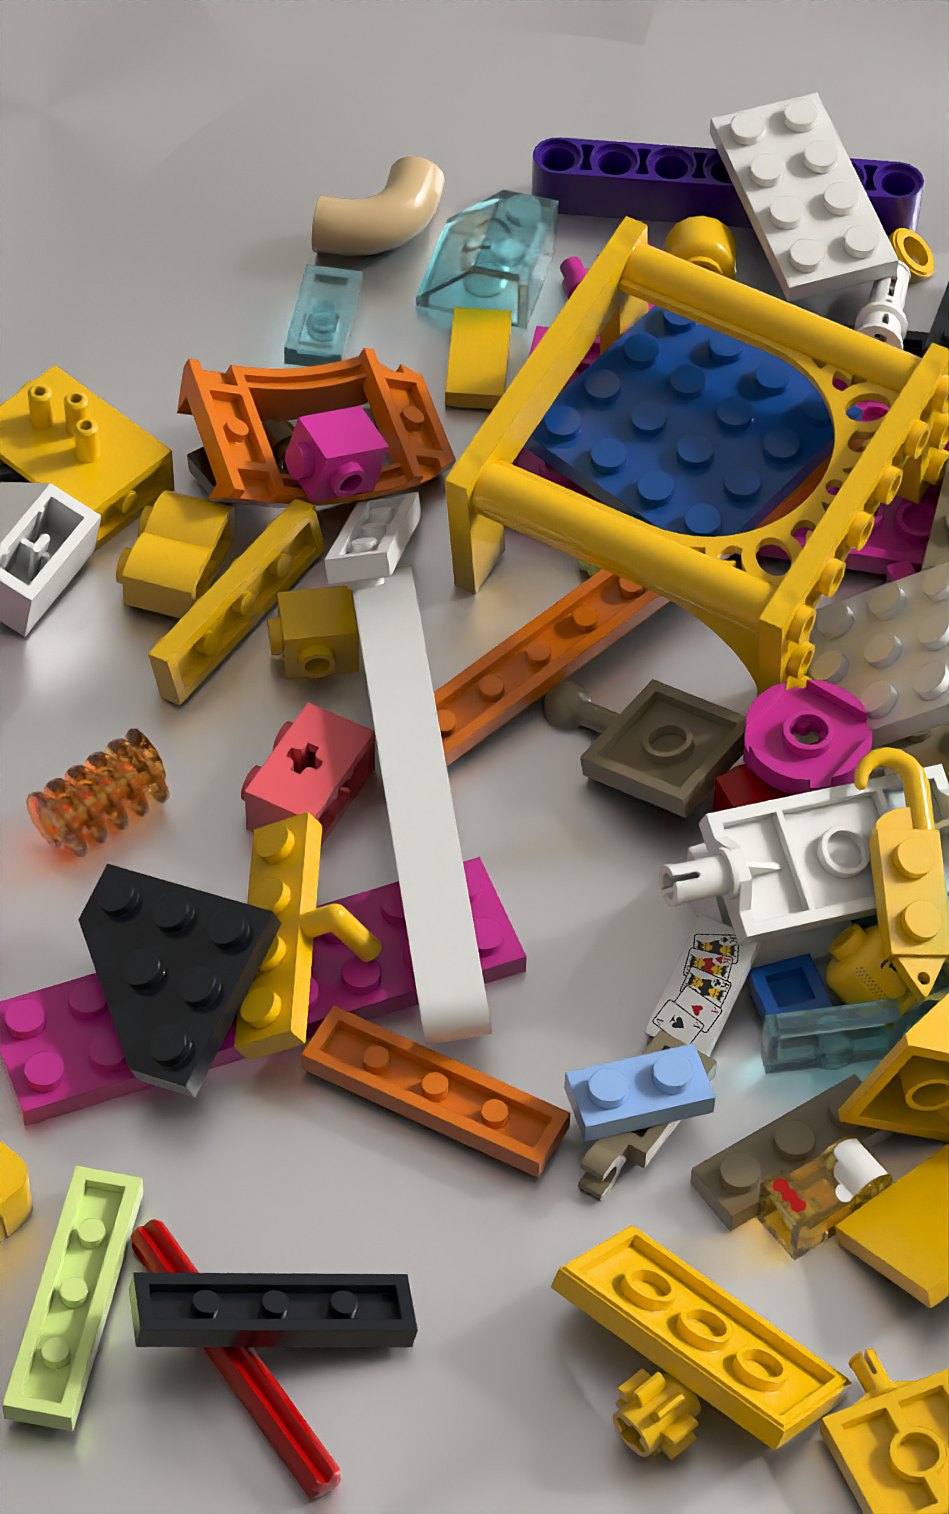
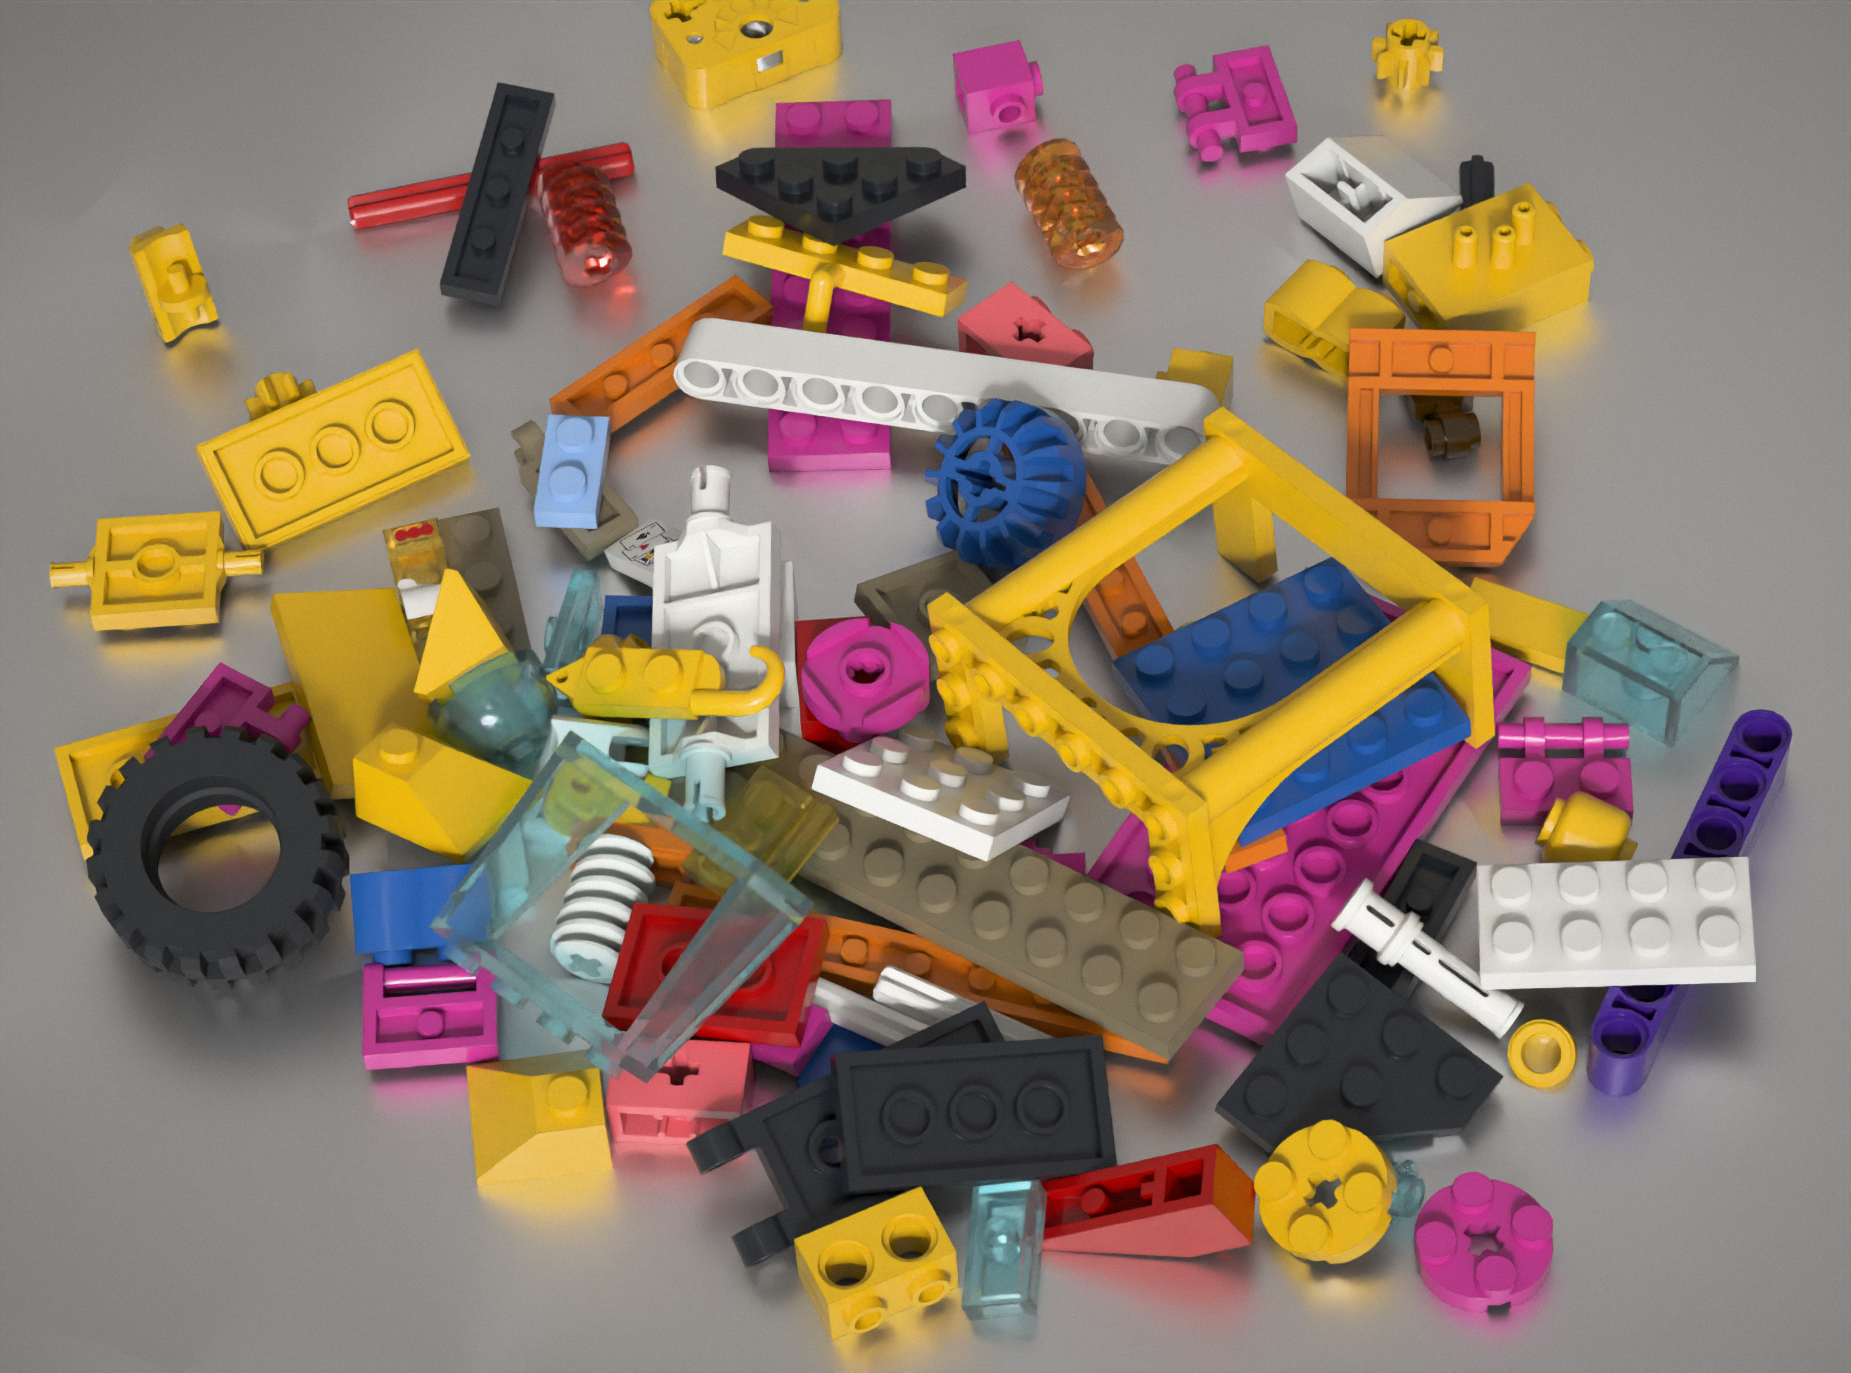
camera: 115 degrees right, 0 degrees up
(73, 1299) = (596, 100): yellowish green plate -> none
(236, 601) = (1259, 350): yellow plate -> none
(280, 1213) = (583, 223): none -> clear red piece
(323, 316) = (1616, 507): clear light blue plate -> none
(336, 454) = (1372, 420): dark pink brick -> none
(373, 540) = (1210, 381): white plate -> none
(381, 220) = (1738, 588): tan cylinder -> none
(502, 701) = (1041, 482): none -> blue gear

